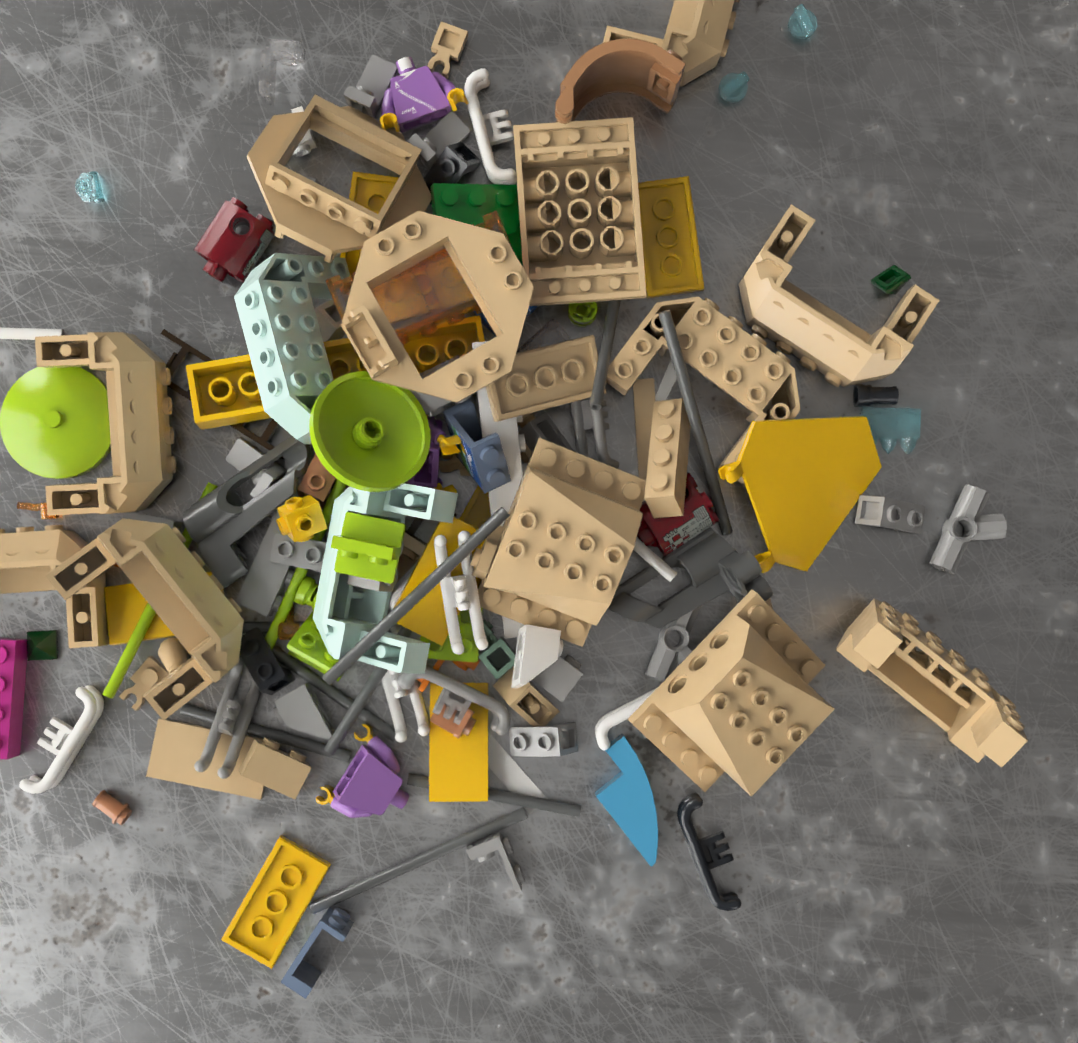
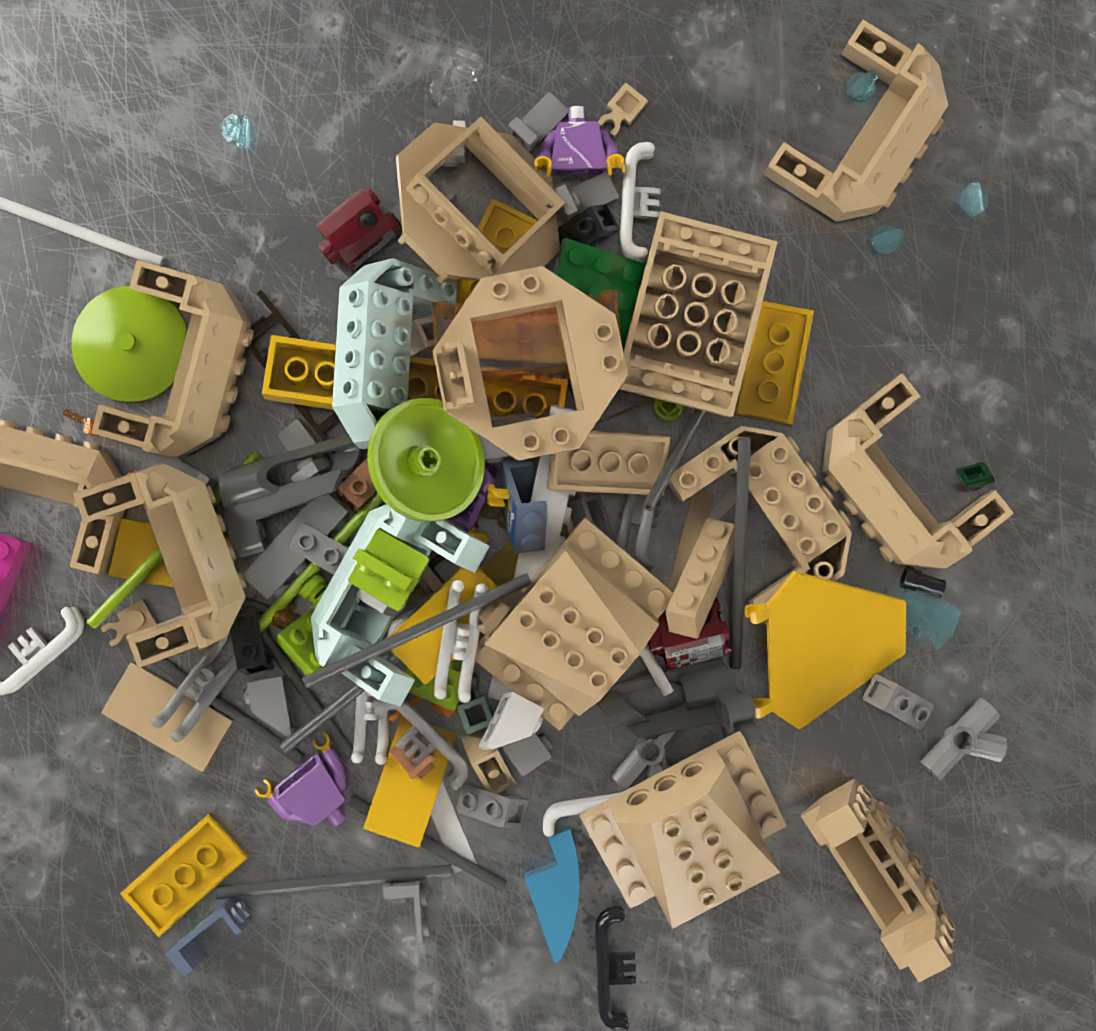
camera: 15 degrees right, 0 degrees up
(42, 645) = (43, 553): dark green slope -> none
(112, 807) = (58, 732): nougat pin -> none
(172, 654) = (165, 605): tan cone -> none
(275, 768) = (227, 747): tan brick -> none
(301, 518) = (331, 517): yellow brick -> none
(621, 67) = (782, 188): medium nougat hinge -> none

